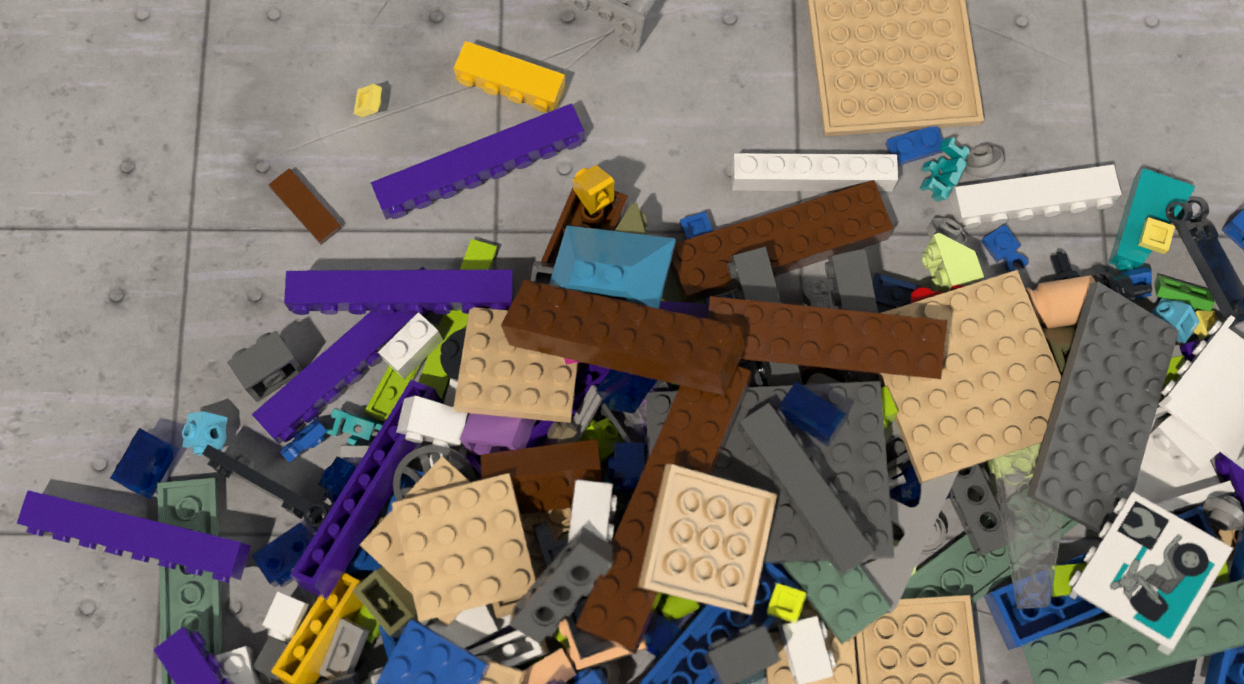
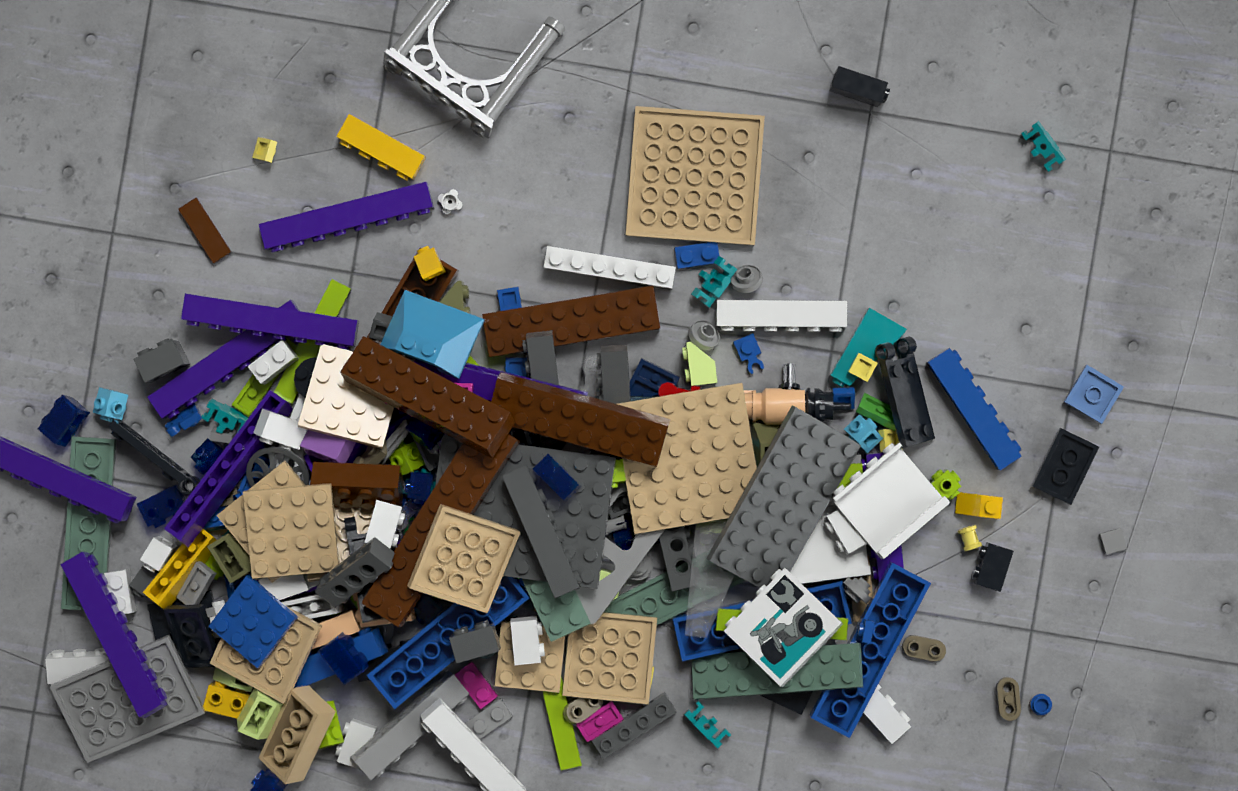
camera: 10 degrees right, 15 degrees up
(603, 121) = (444, 198): none -> white plate
(786, 603) = (516, 607): neon yellow plate -> none

